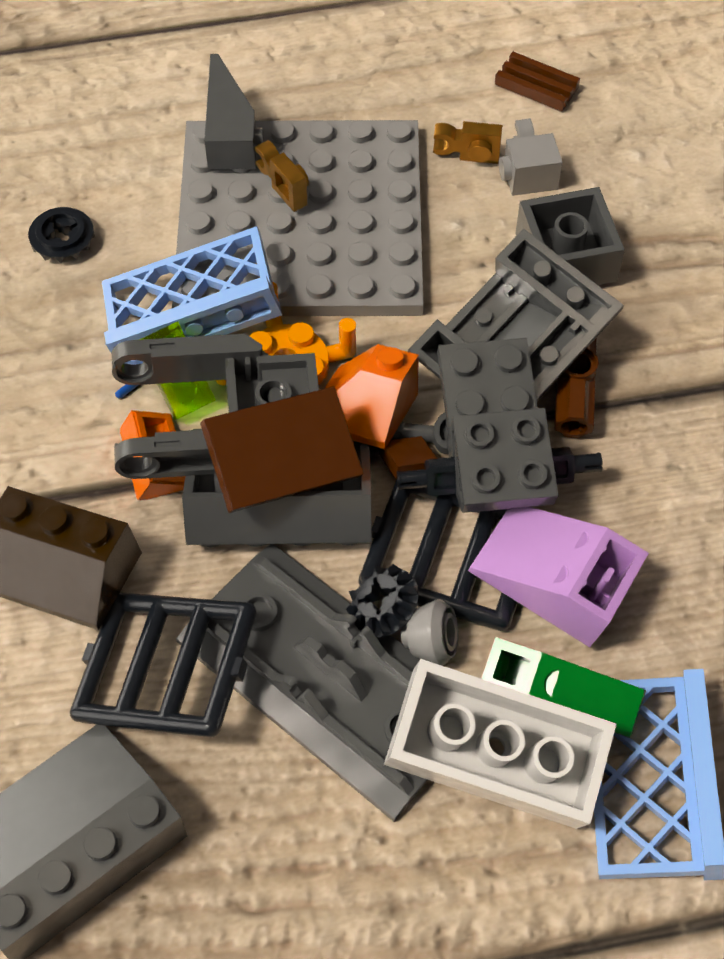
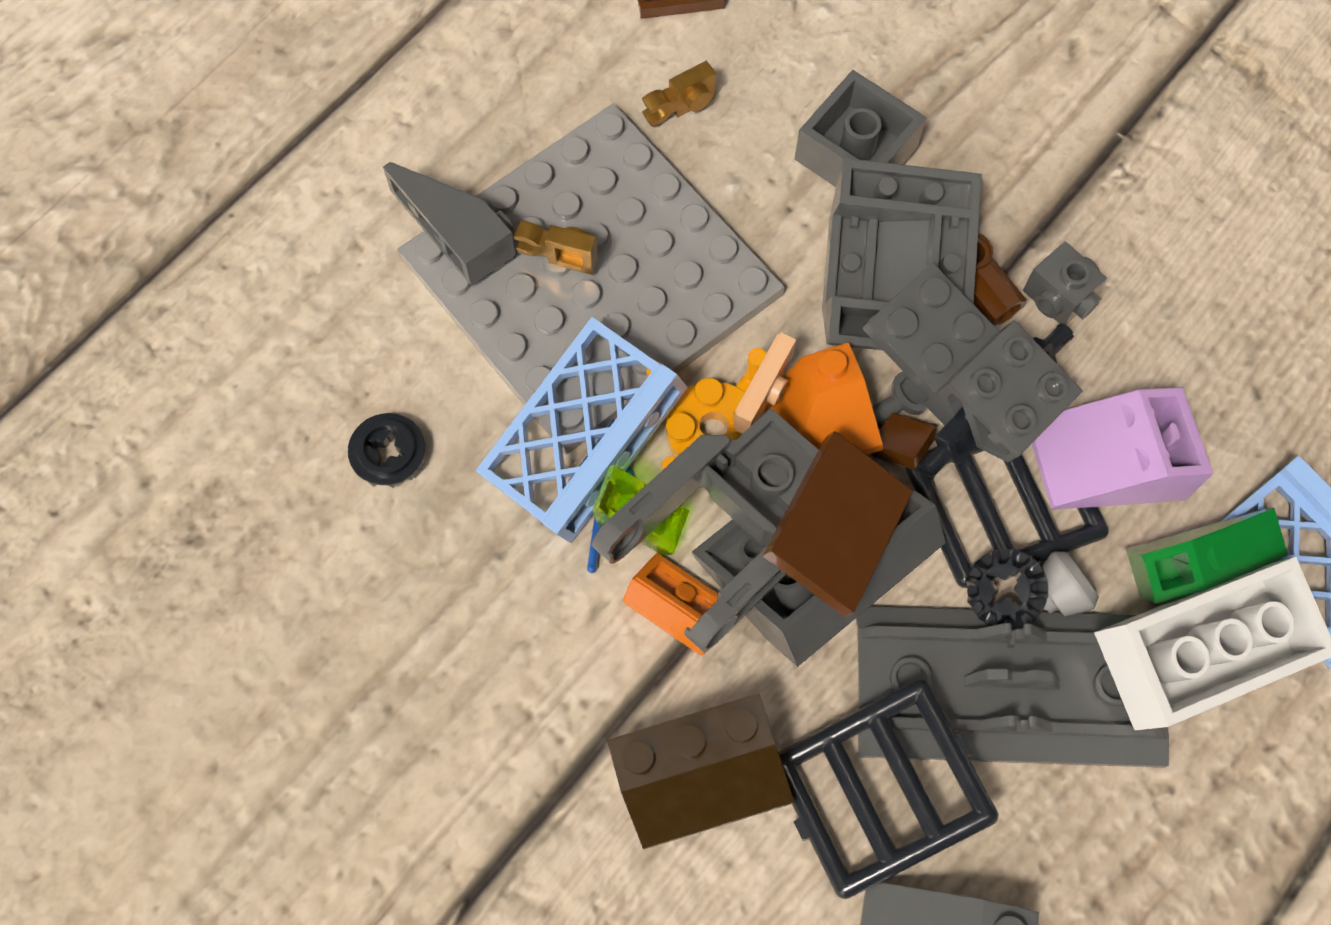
camera: 40 degrees left, 10 degrees up
(340, 342) = (767, 383): none -> light nougat plate
(530, 161) = (752, 79): light grey brick -> none
(634, 434) = (1065, 285): none -> dark grey brick

